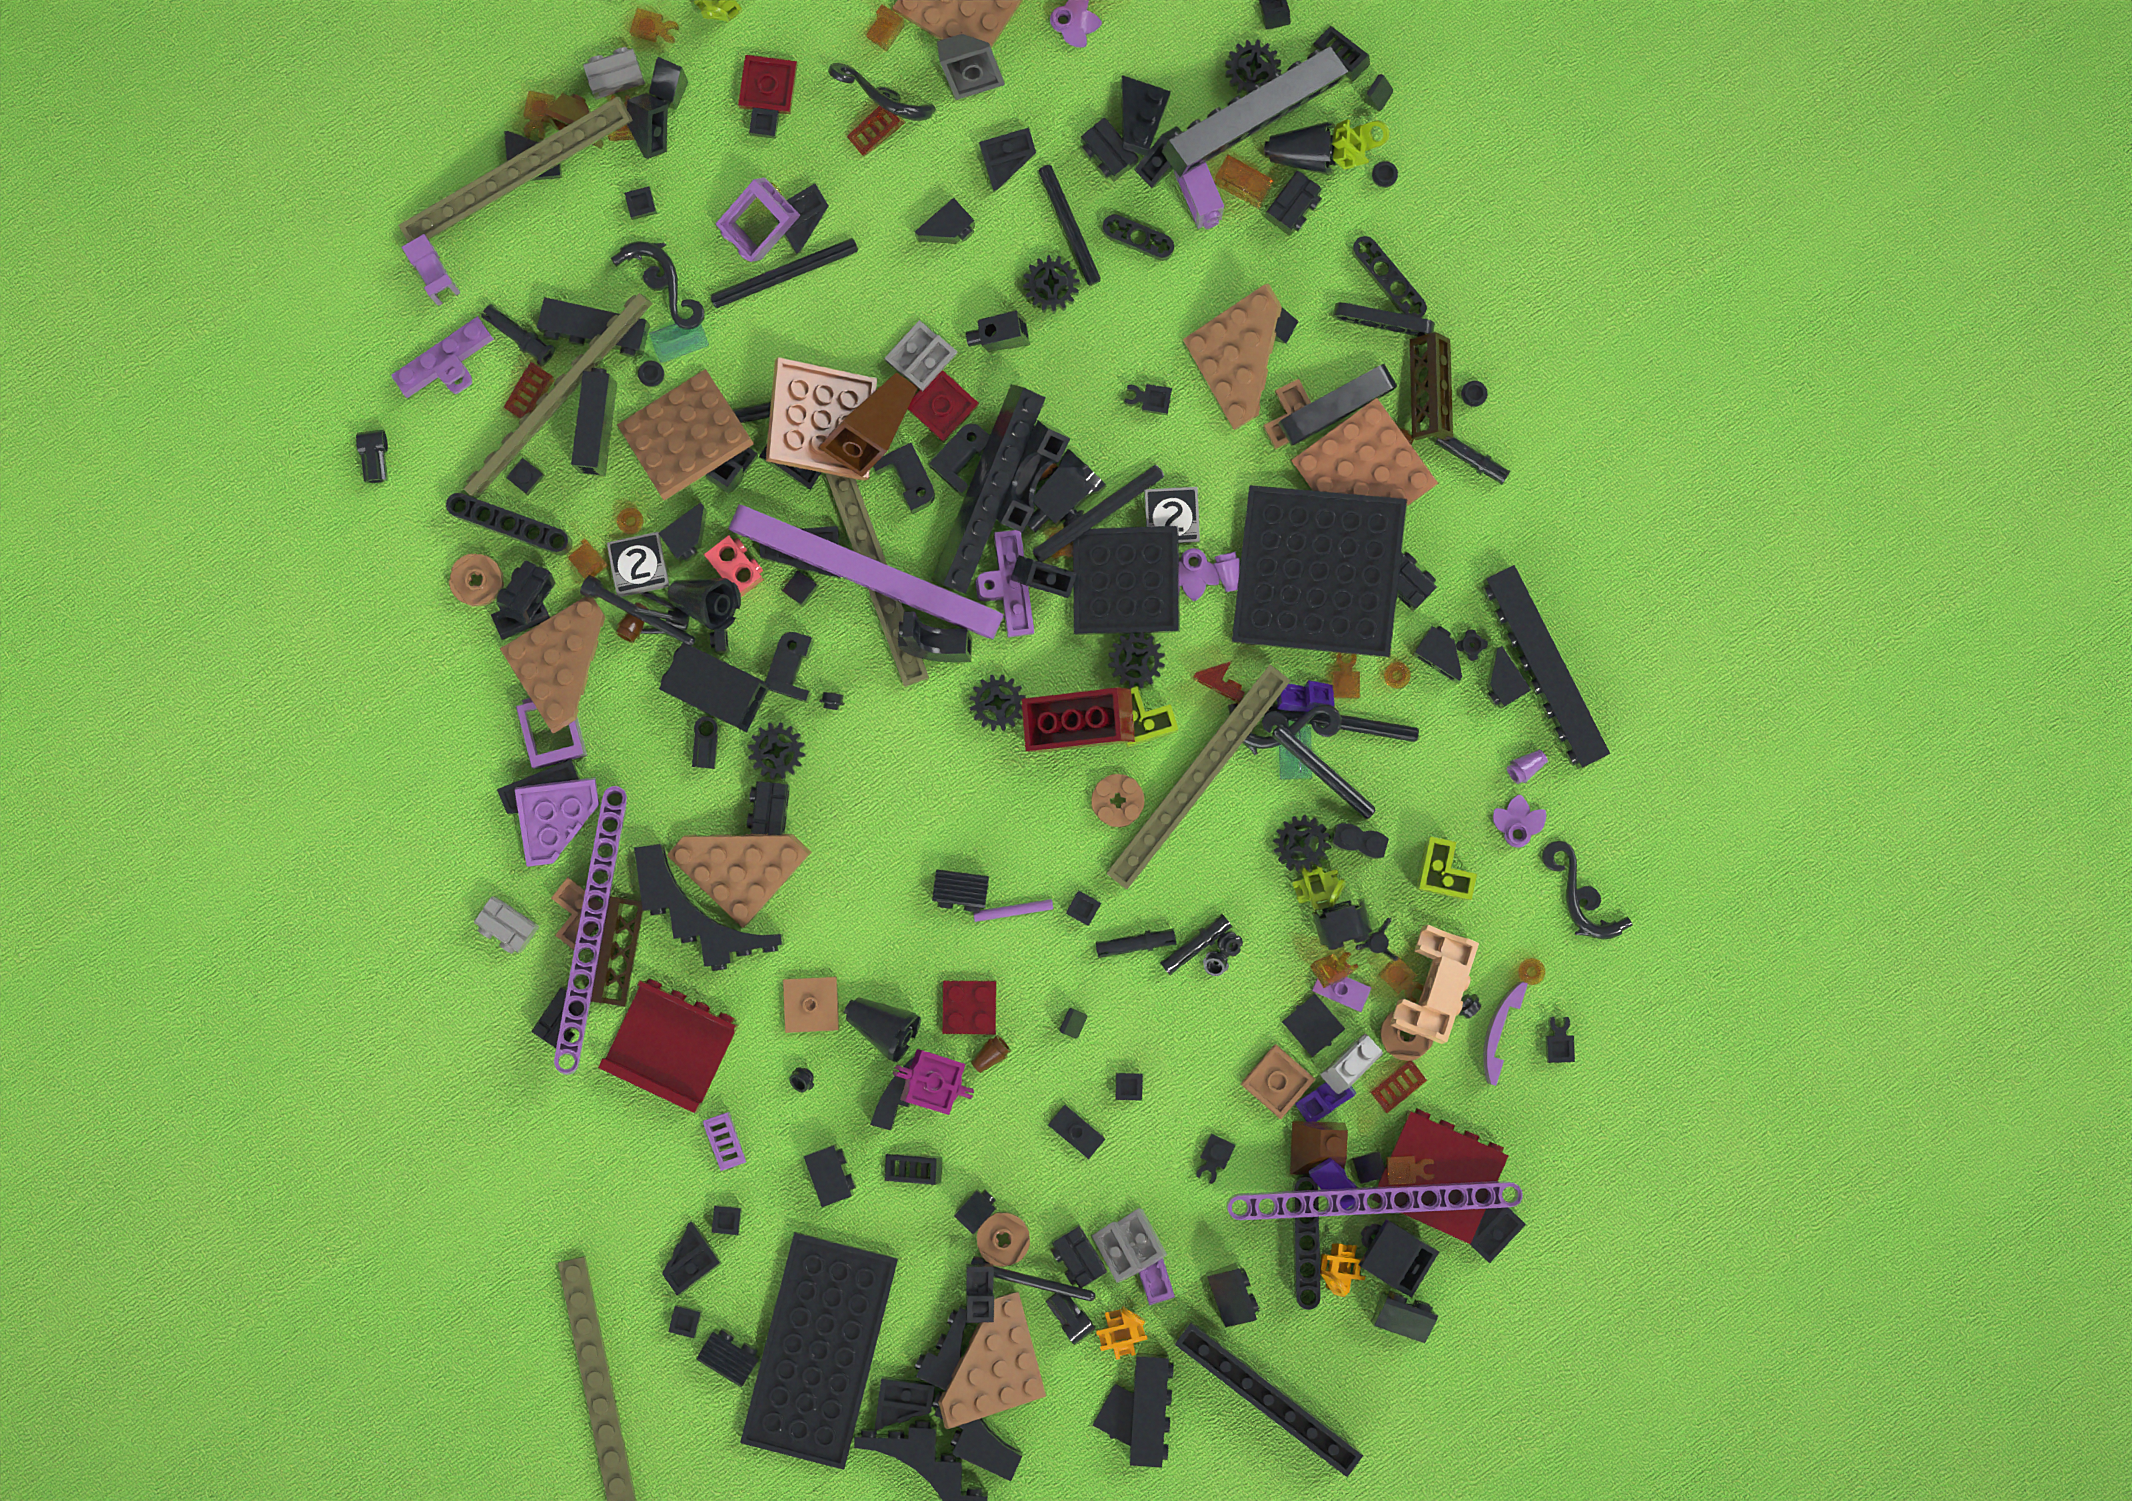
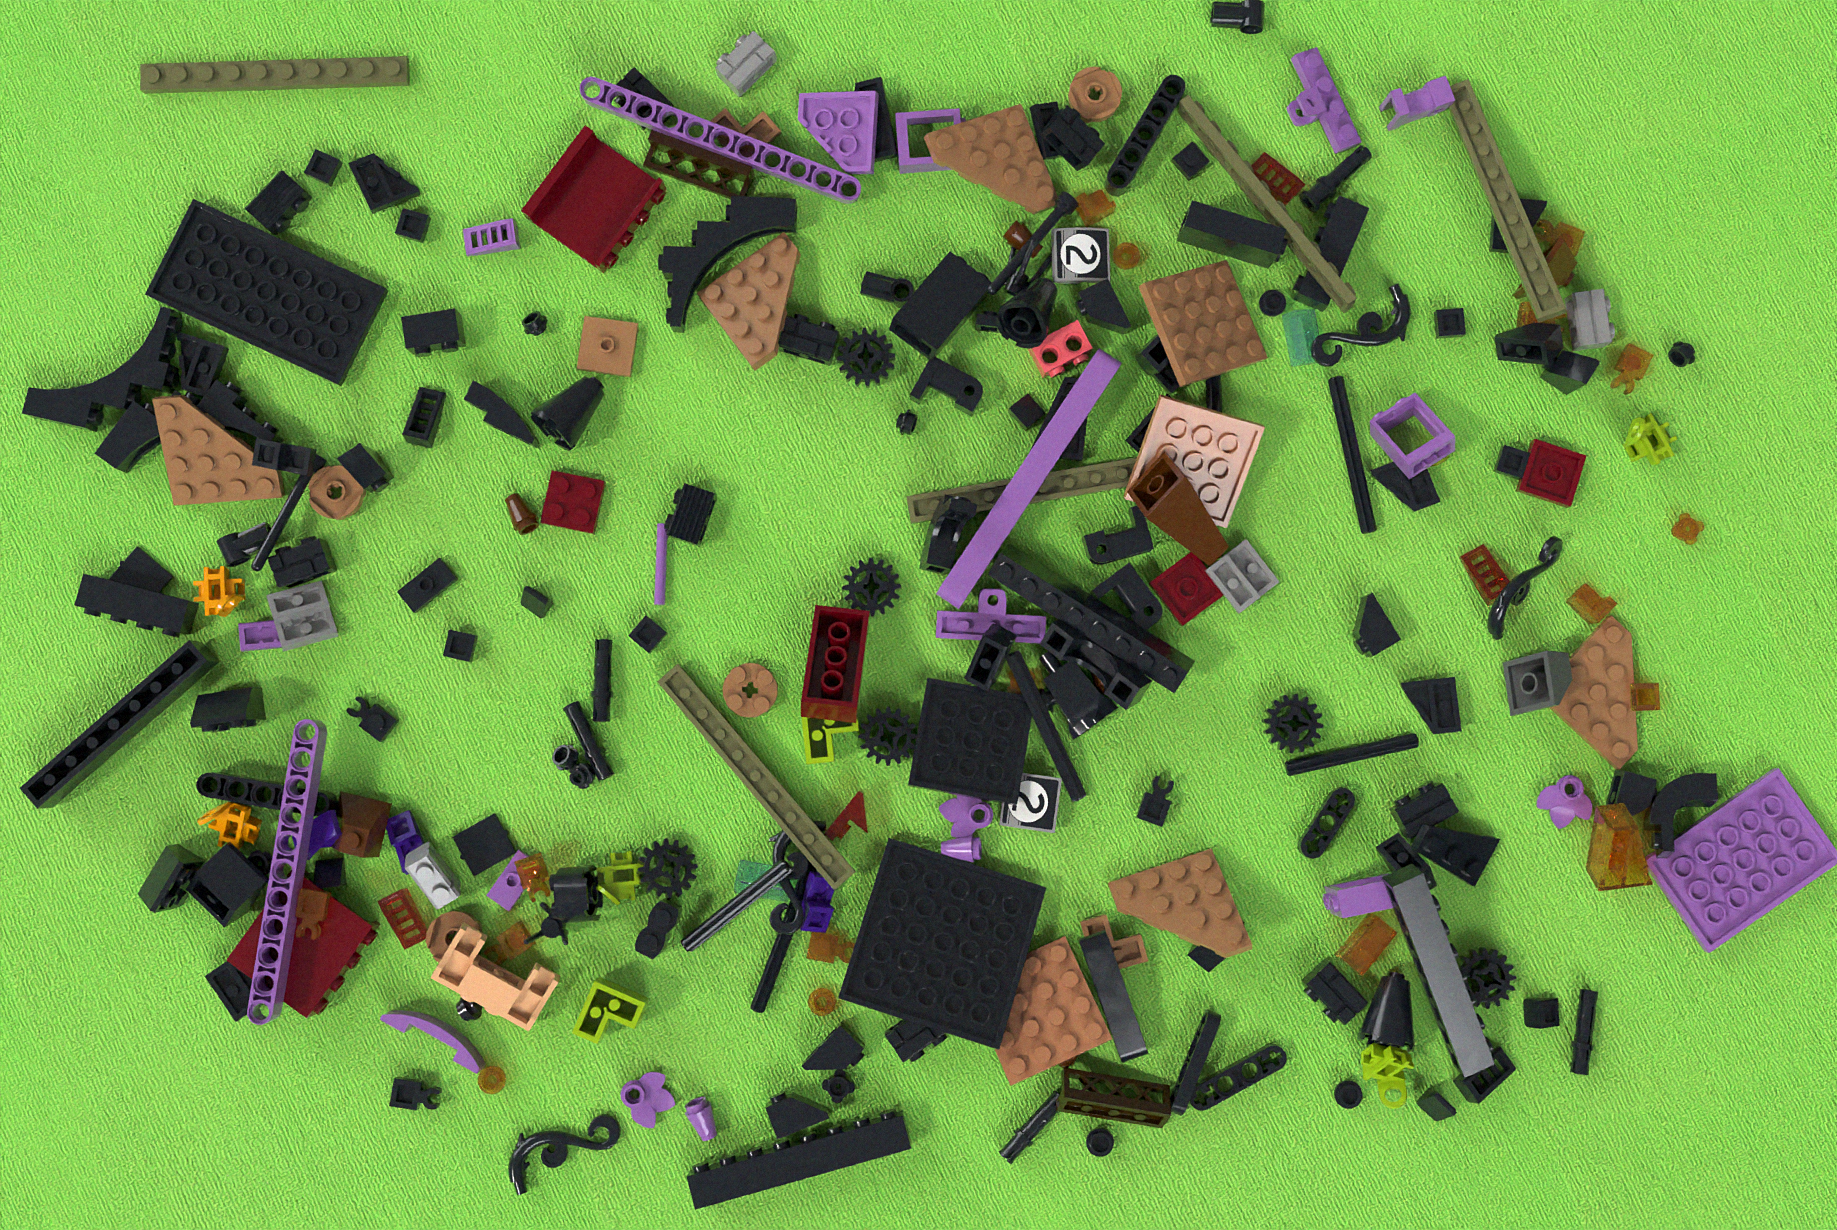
camera: 100 degrees right, 0 degrees up
(933, 1081) = (502, 450): magenta plate -> none
(1009, 328) = (1250, 671): black torso -> none
(1277, 1081) = (434, 796): medium nougat plate -> none

